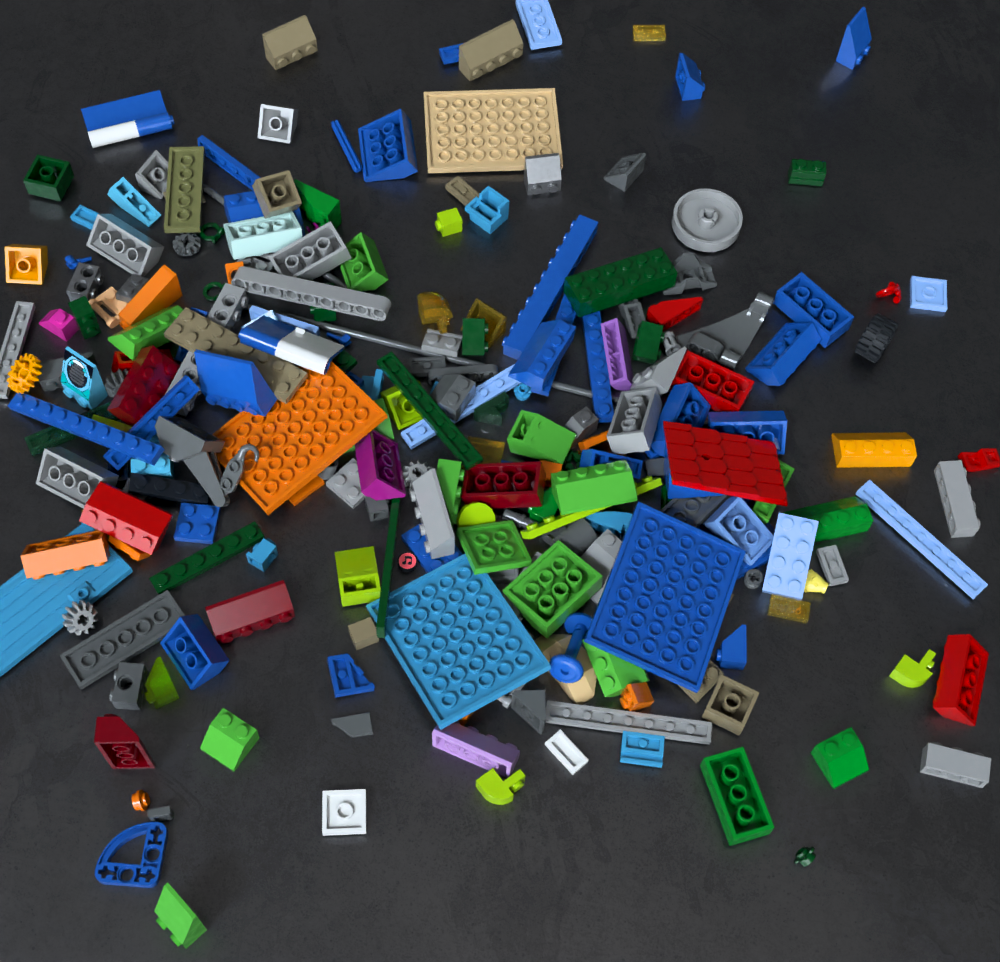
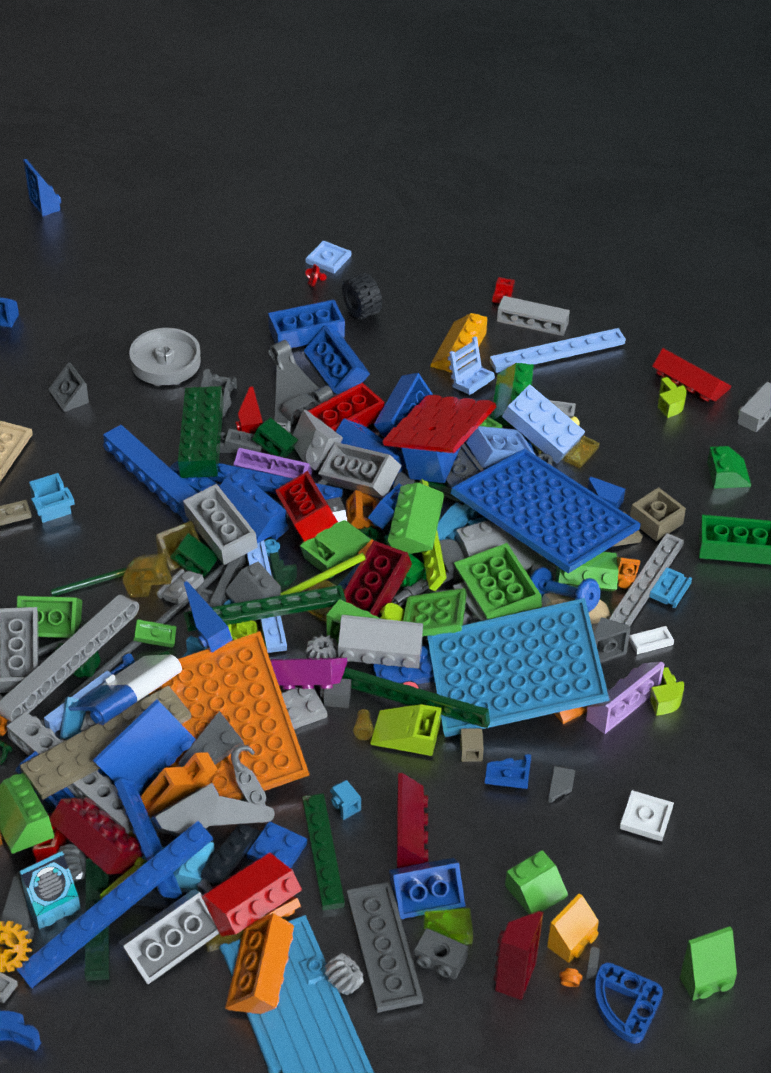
camera: 65 degrees left, 15 degrees down
(185, 785) = (573, 929): none -> light orange slope
(213, 421) = (177, 783): none -> orange slope
(263, 431) = (217, 739): none -> dark grey wing
(349, 539) = (363, 726): none -> clear yellow cone
(377, 342) = (154, 633): none -> bright green plate
(377, 369) = (211, 628): none -> blue slope
(415, 275) = (87, 582): none -> dark green bar
(449, 222) = (40, 534): lime brick -> none
(492, 440) = (326, 574): none -> lime piece
(506, 338) = (220, 524): none -> light grey brick
(542, 174) = (36, 445): slope -> none
(561, 394) = (306, 506): none -> red brick
(807, 172) = (157, 275): dark green brick -> none
(832, 473) = (472, 375): none -> light blue plate

